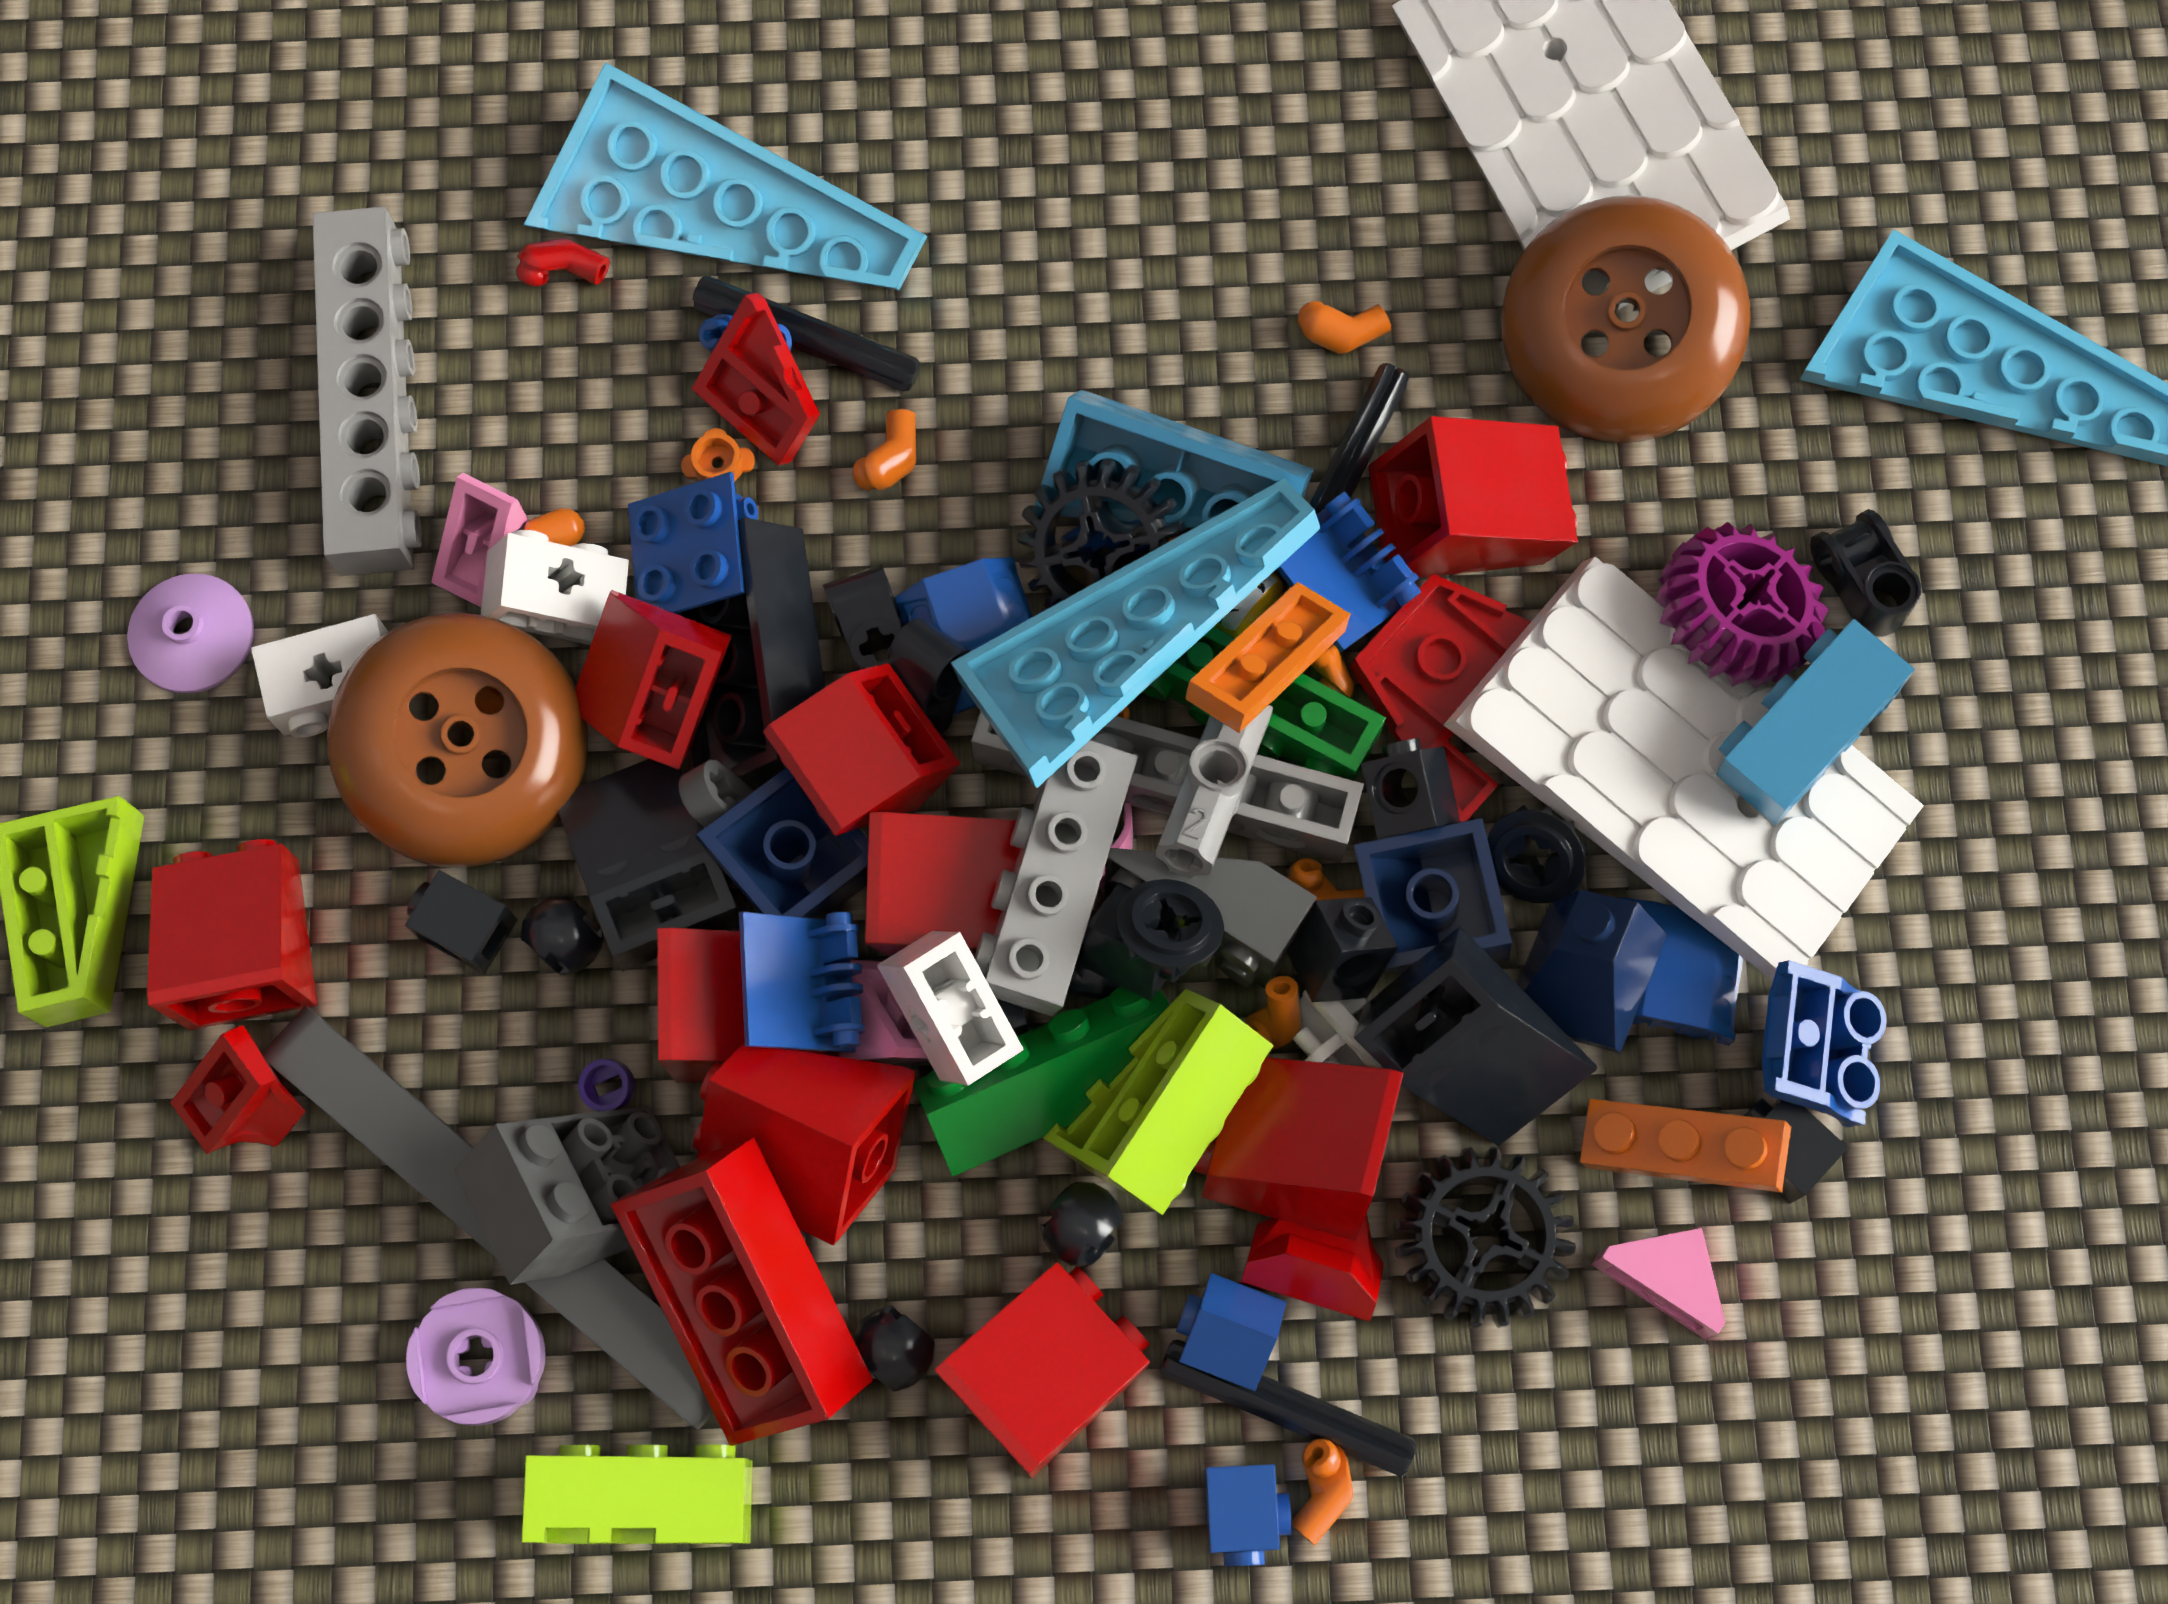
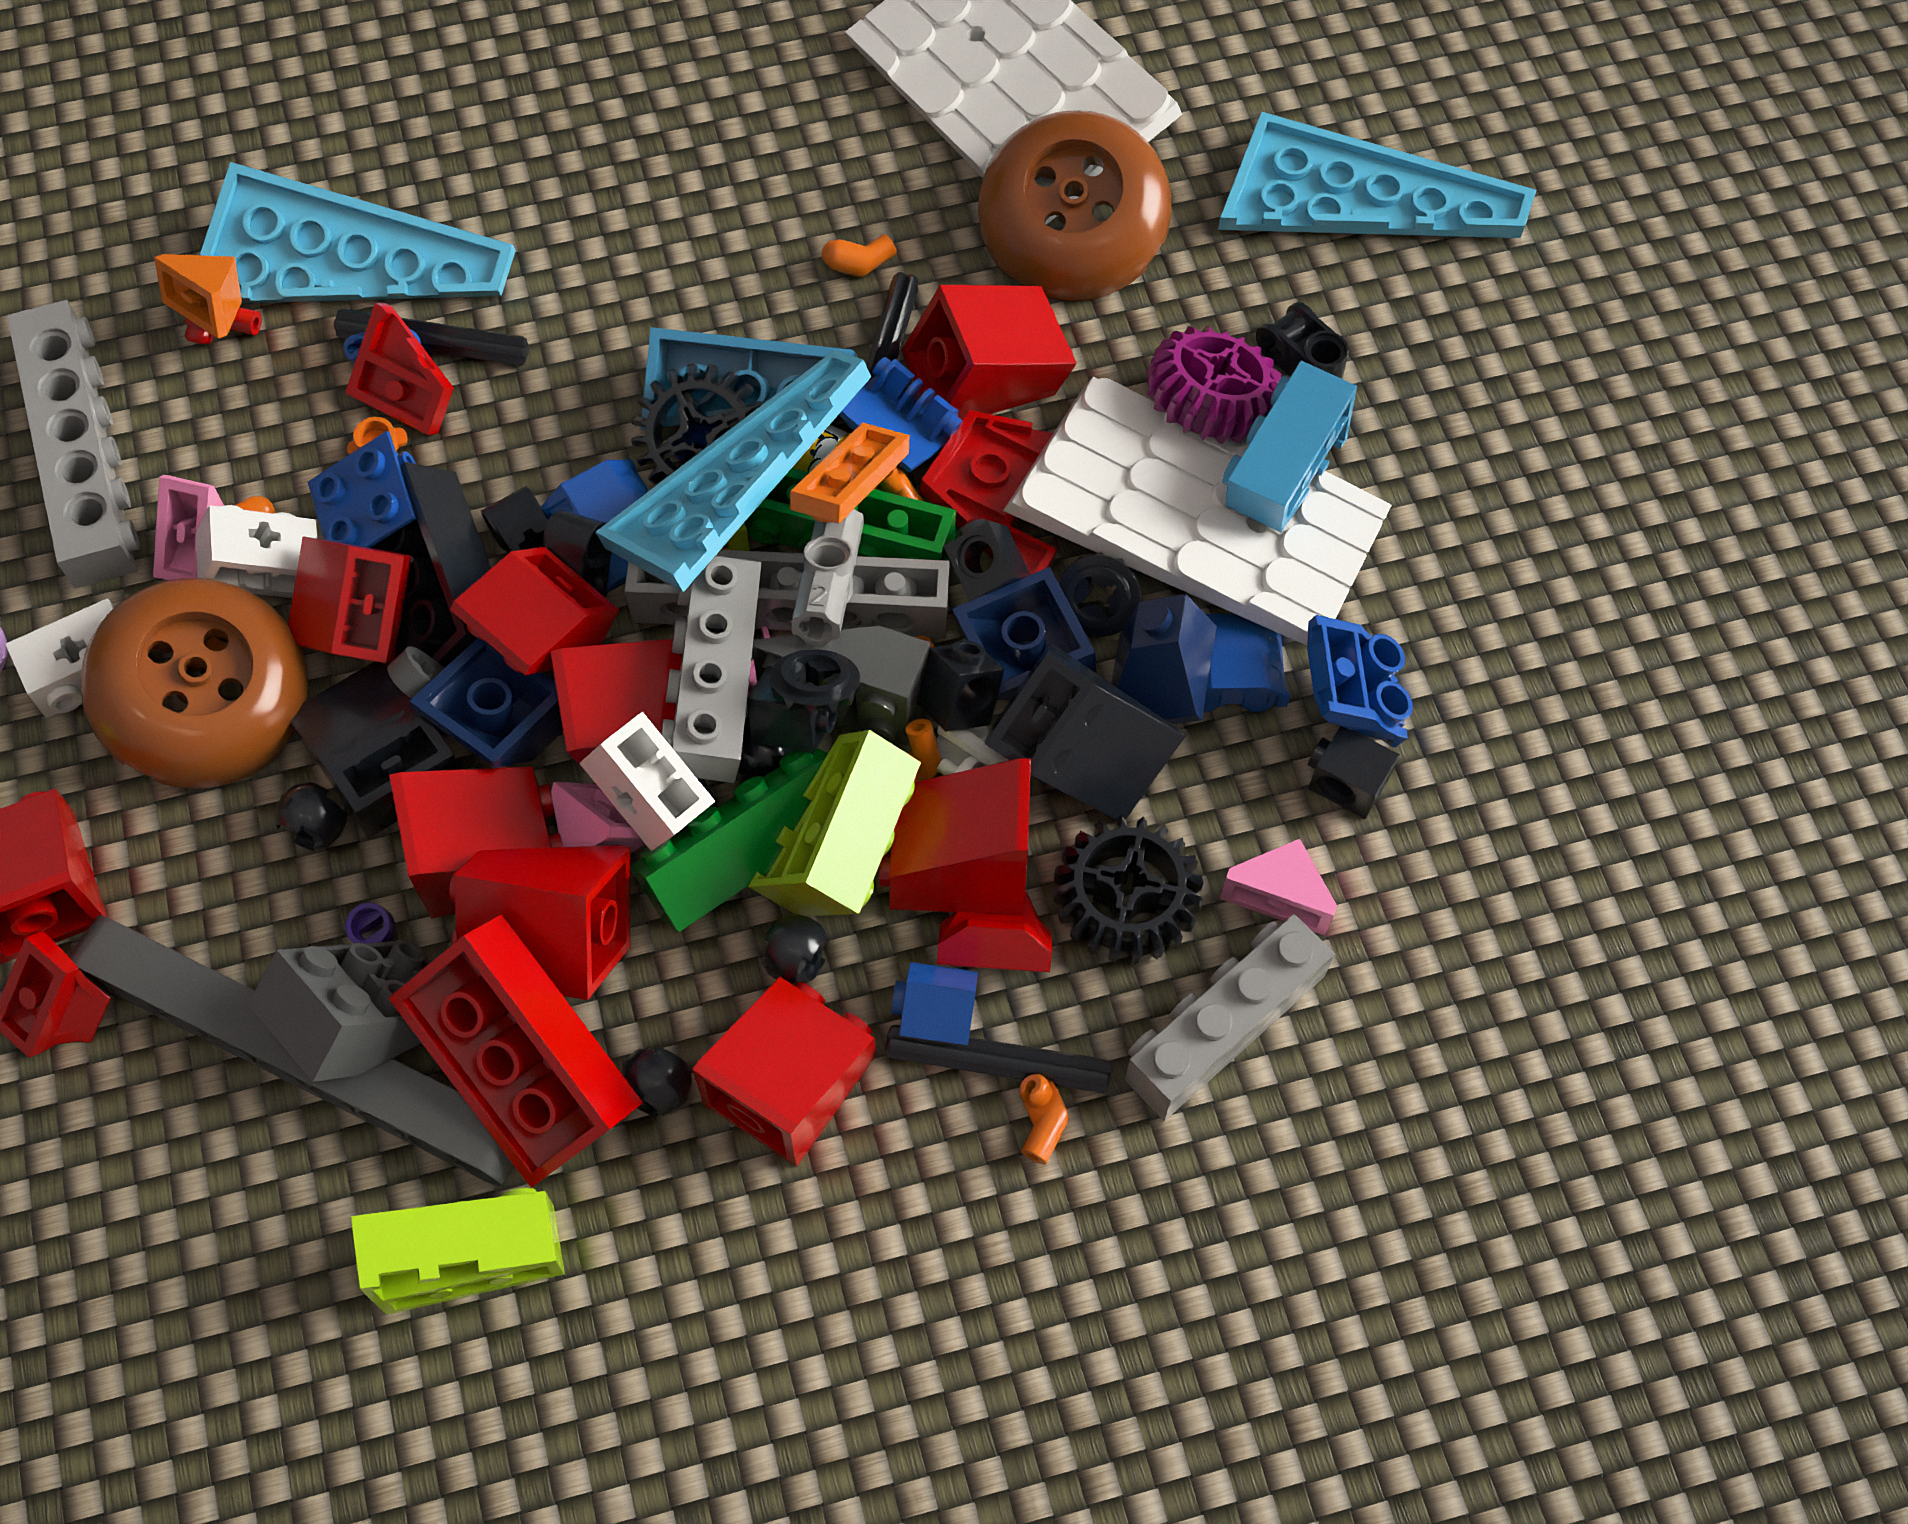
camera: 15 degrees left, 10 degrees down
(446, 1333) = (266, 1155): lavender plate -> none
(459, 921) = (221, 824): black brick -> none
(545, 226) = (201, 289): none -> orange slope
(800, 982) = (519, 794): blue hinge -> none
(891, 459) = (519, 413): orange arm -> none
(1244, 1513) = (980, 1146): blue brick -> none
(1567, 1423) = (1228, 1016): none -> light grey brick
(1686, 1144) = (1271, 781): orange plate -> none

